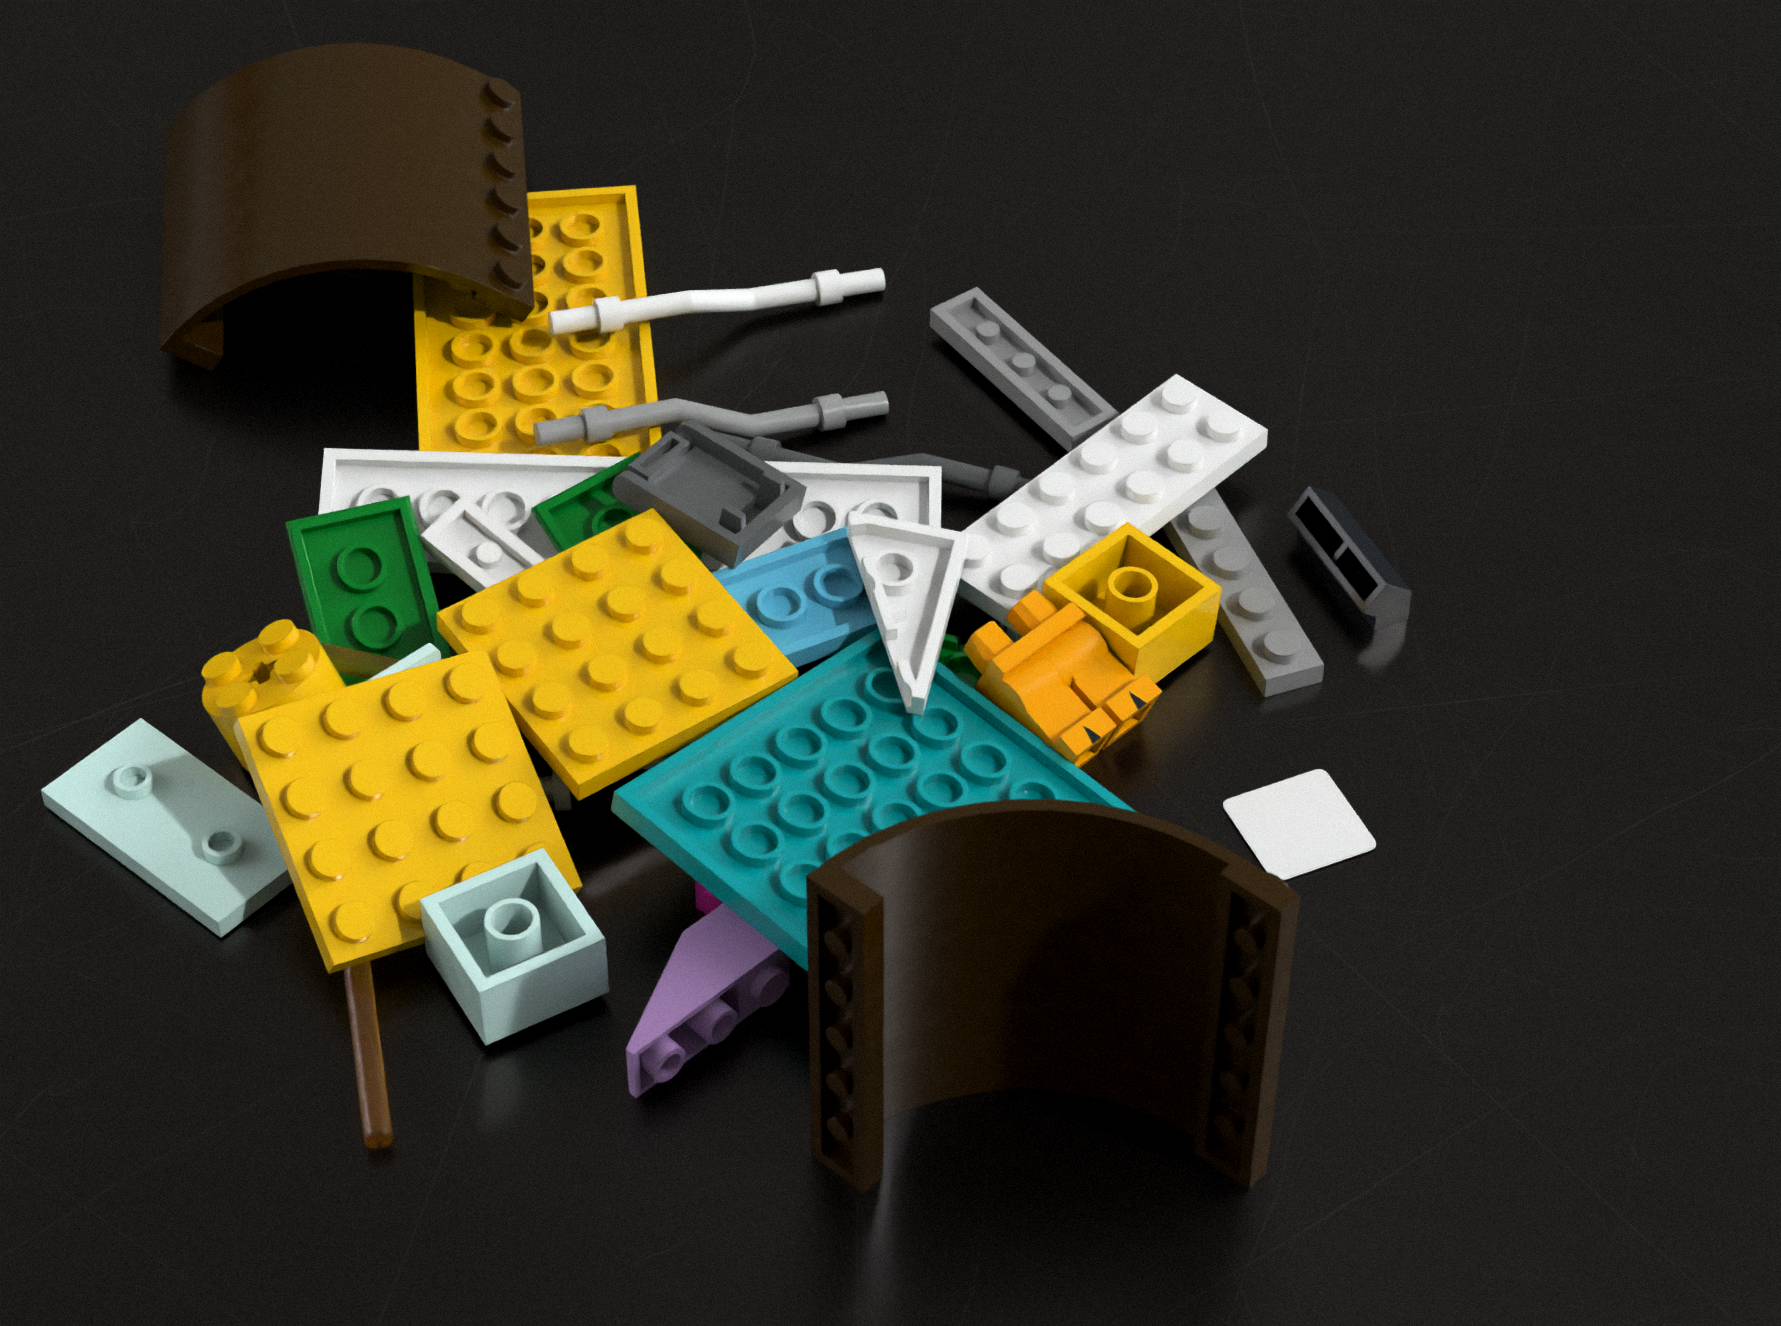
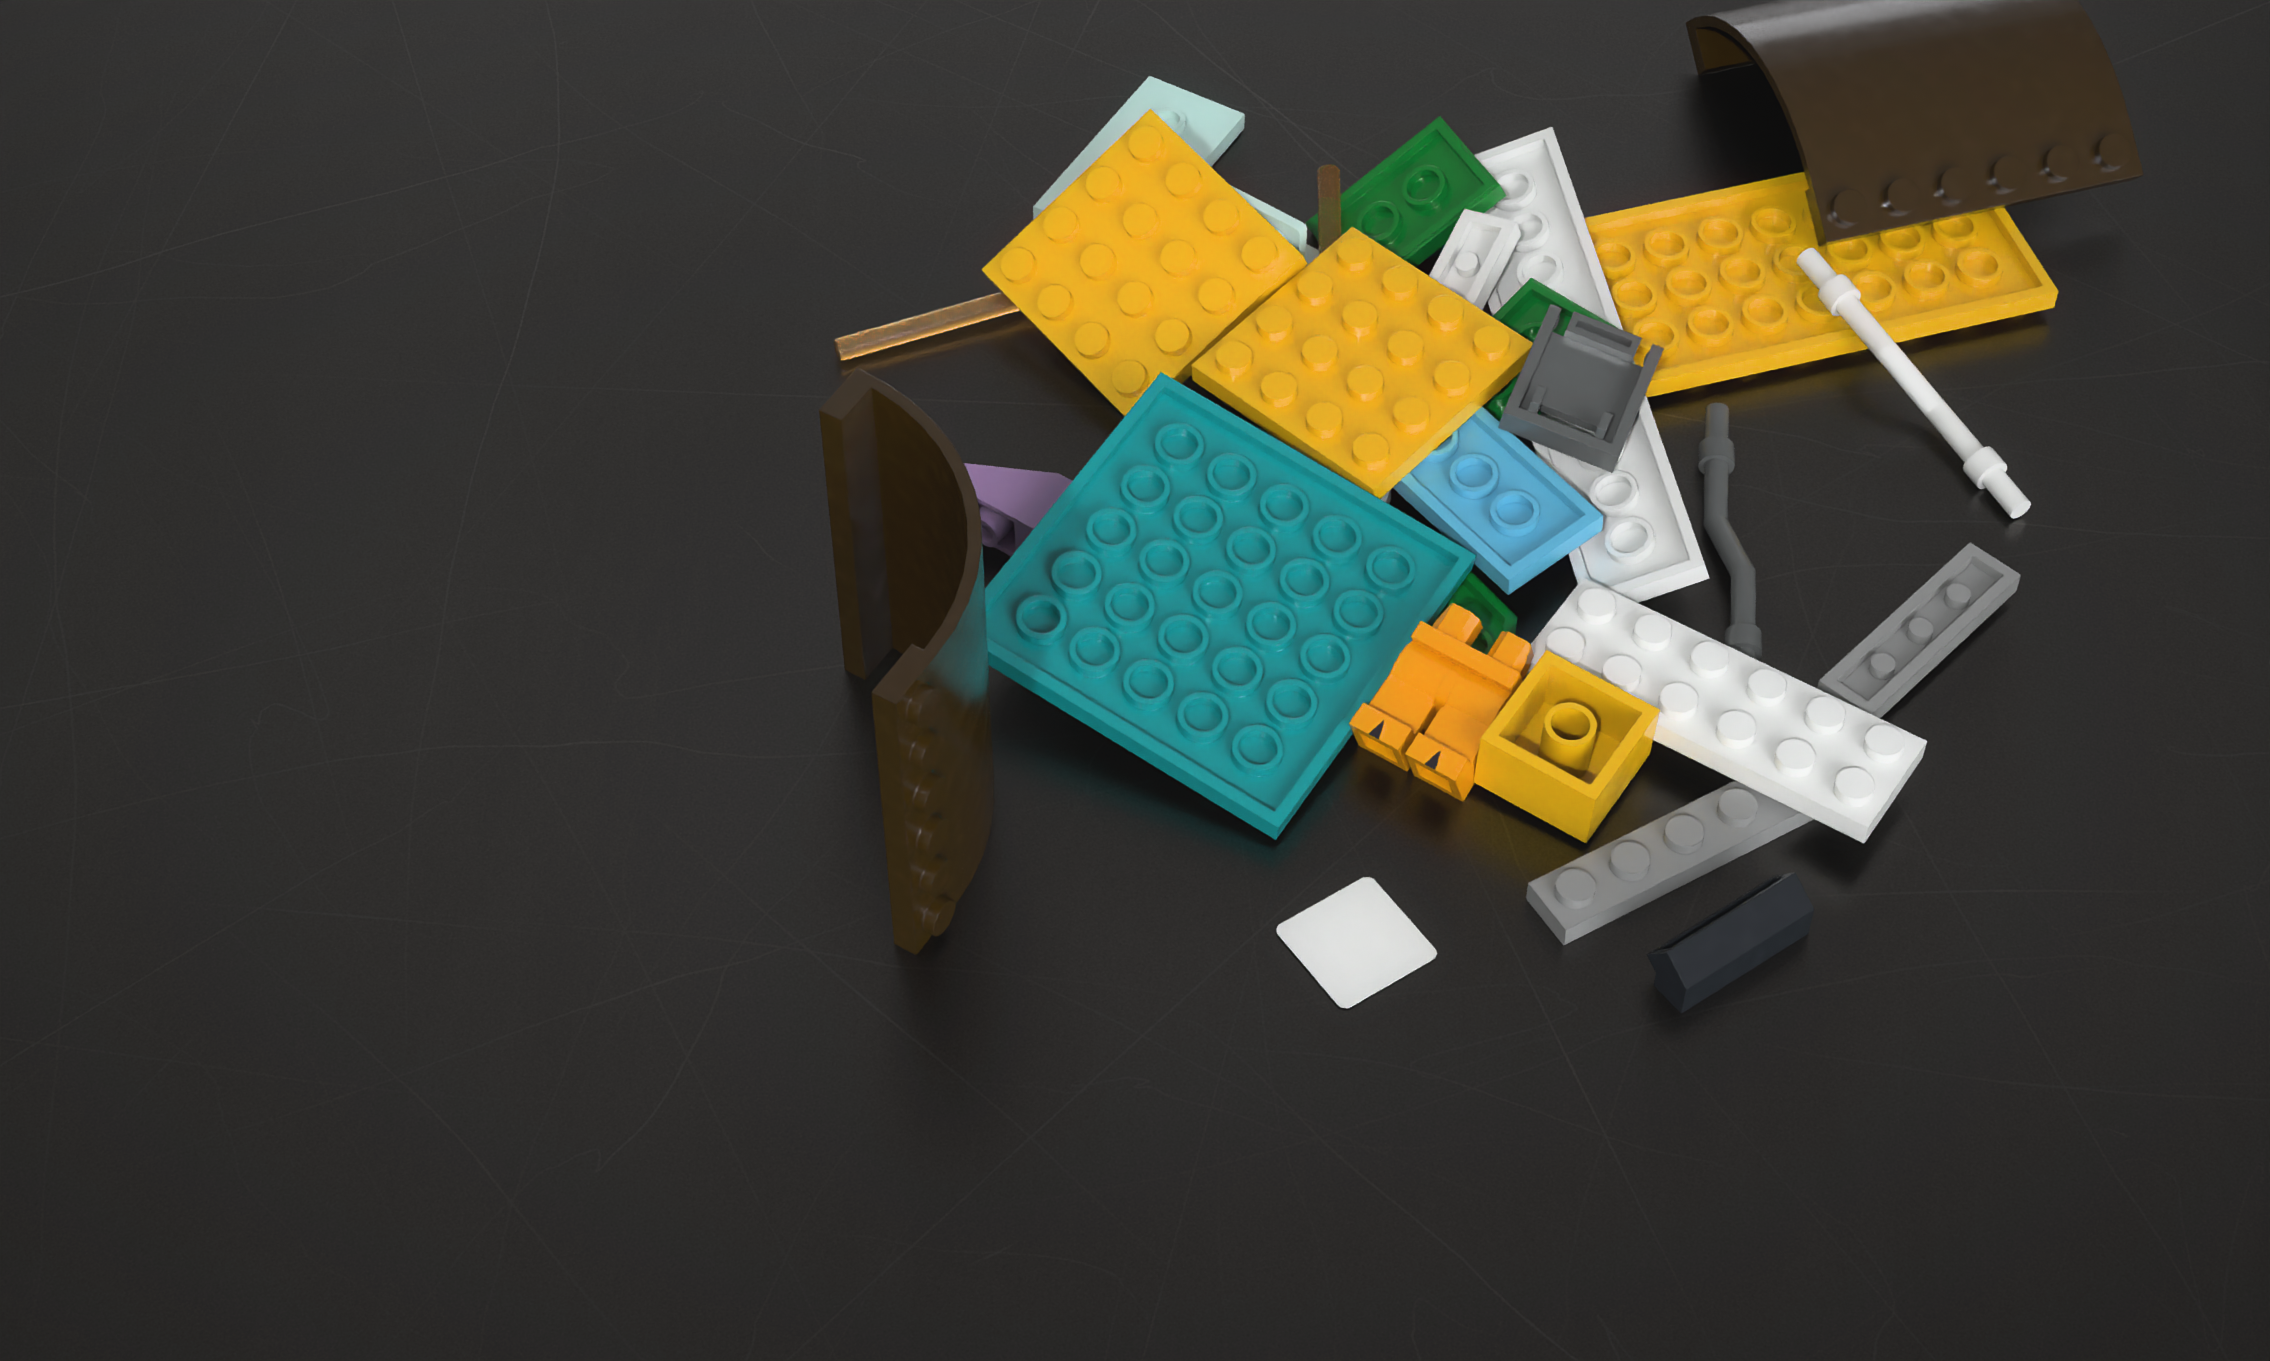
camera: 80 degrees right, 5 degrees up
(264, 674) = (1269, 162): yellow brick -> none
(515, 946) = (1029, 375): light aqua brick -> none
(598, 423) = (1794, 492): light grey bar -> none
(911, 586) = (1501, 556): white wing -> none

